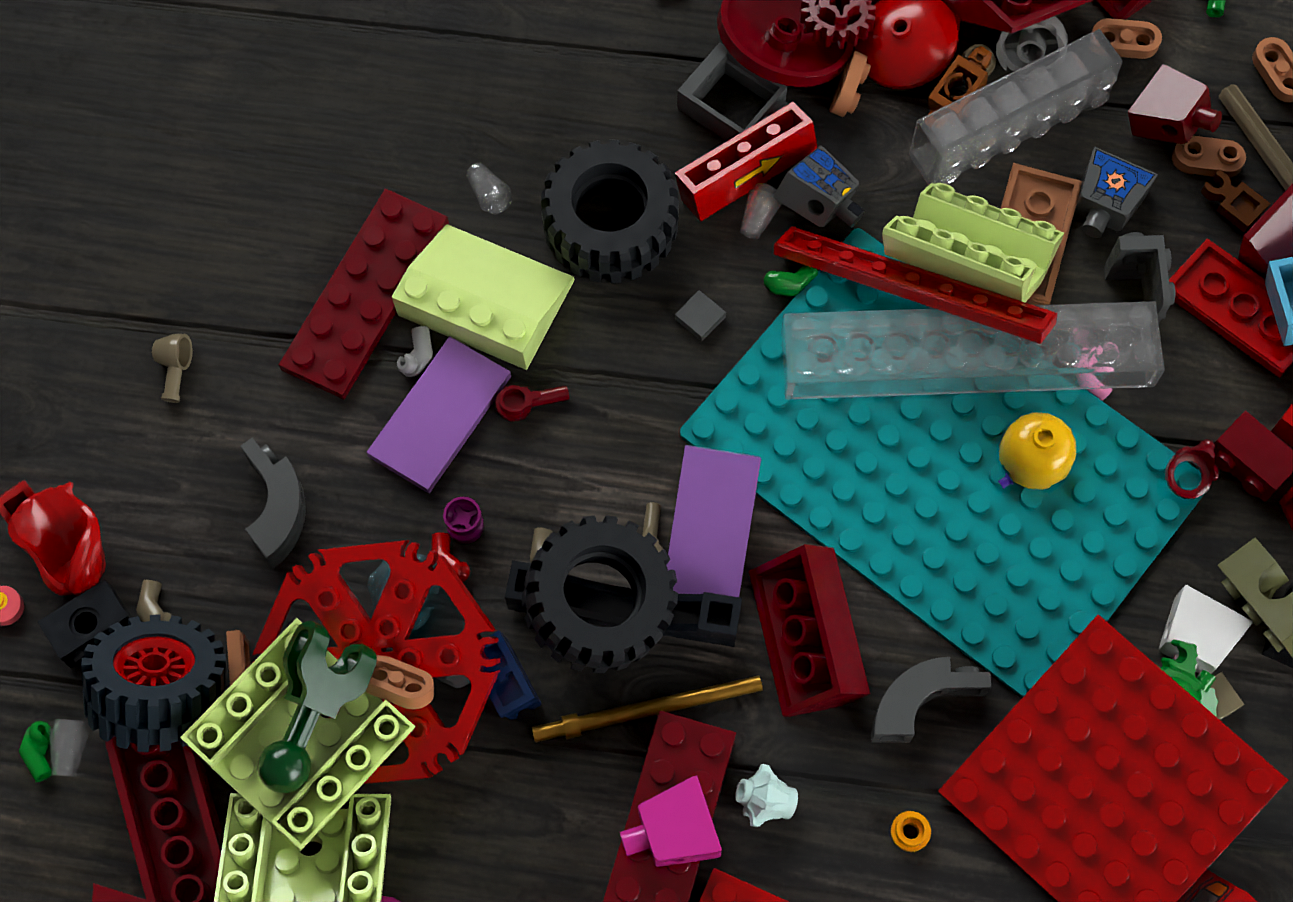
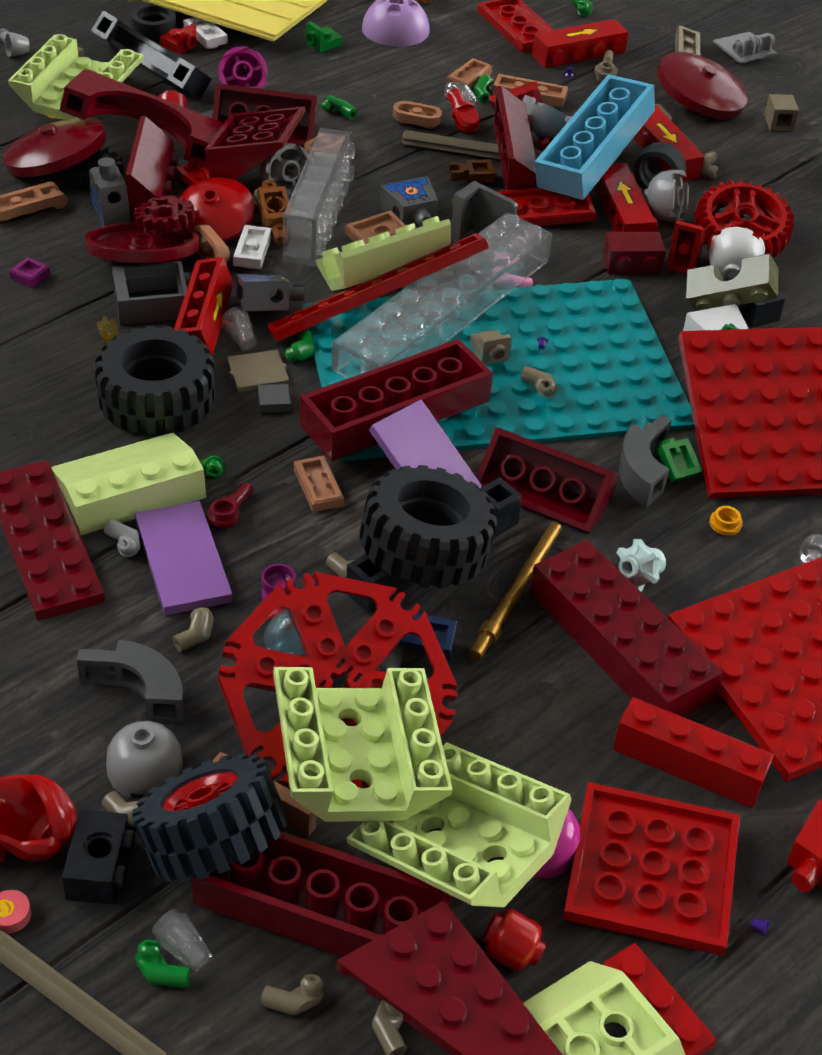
camera: 55 degrees left, 25 degrees down
(84, 868) = (297, 1000): none -> dark tan arm
(205, 576) = (142, 757): none -> light grey cylinder
(317, 691) = (344, 693): dark green piece -> none
(370, 497) = (198, 632): none -> dark tan arm
(401, 683) = (372, 665): nougat plate -> none
(489, 190) = (56, 429): clear cone -> none
(560, 341) = (213, 466): none -> green arm
(621, 445) = (318, 483): none -> nougat plate
(648, 111) = (107, 329): none -> clear yellow plate
(674, 827) = (633, 592): dark pink torso -> none
(727, 270) = (257, 369): none -> dark tan piece
(786, 427) = (444, 378): none -> dark red brick
(890, 116) = (252, 247): none -> white plate
(943, 527) = (543, 381): none -> dark tan arm
(947, 441) = (491, 346): none -> dark tan bracket
(953, 727) = (679, 459): none -> green bracket
(1038, 450) = (539, 314): yellow cylinder -> none
(1173, 108) = (394, 150): torso -> none
(1199, 455) = (616, 264): dark red piece -> none
(1209, 156) = (433, 165): nougat plate -> none

